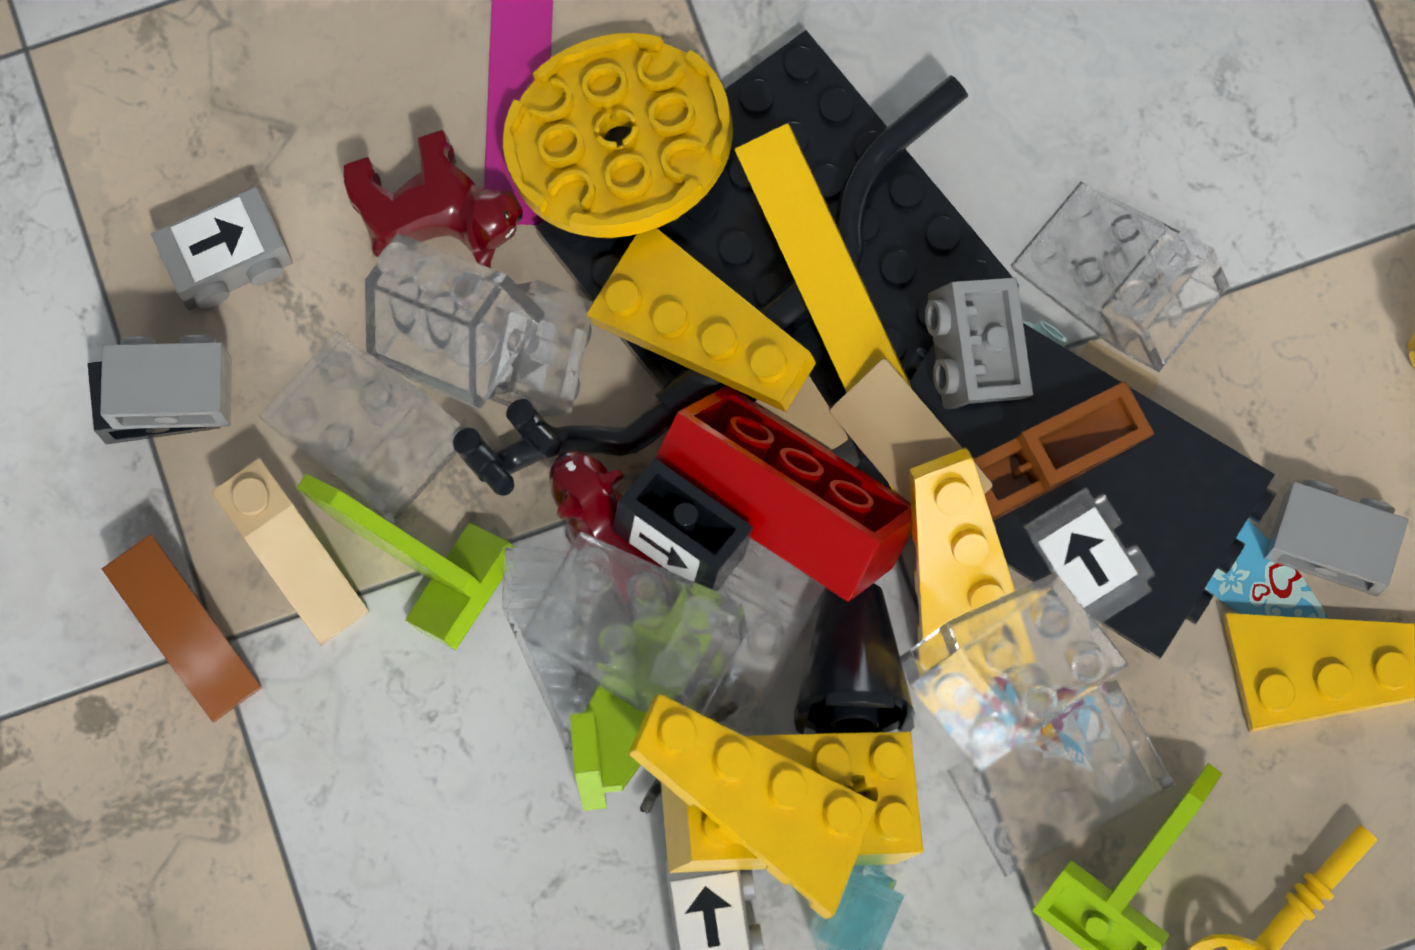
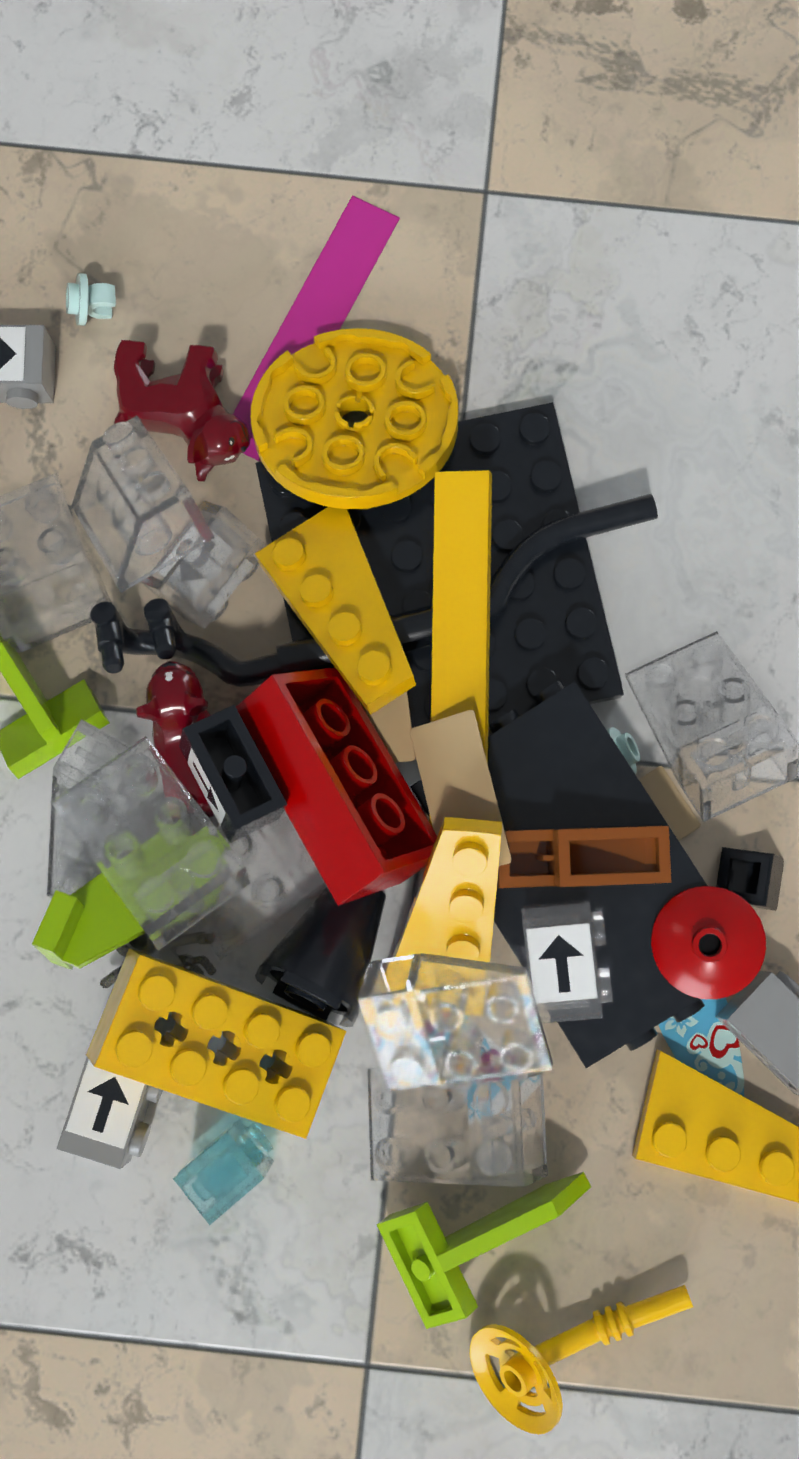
camera: 20 degrees right, 5 degrees up
(279, 143) = (89, 300): none -> light aqua plate
(776, 808) = (184, 1051): yellow wing -> none
(978, 342) = (561, 732): light grey bracket -> none
(1210, 508) = (704, 912): none -> red dish
(1232, 406) = (751, 876): none -> black slope

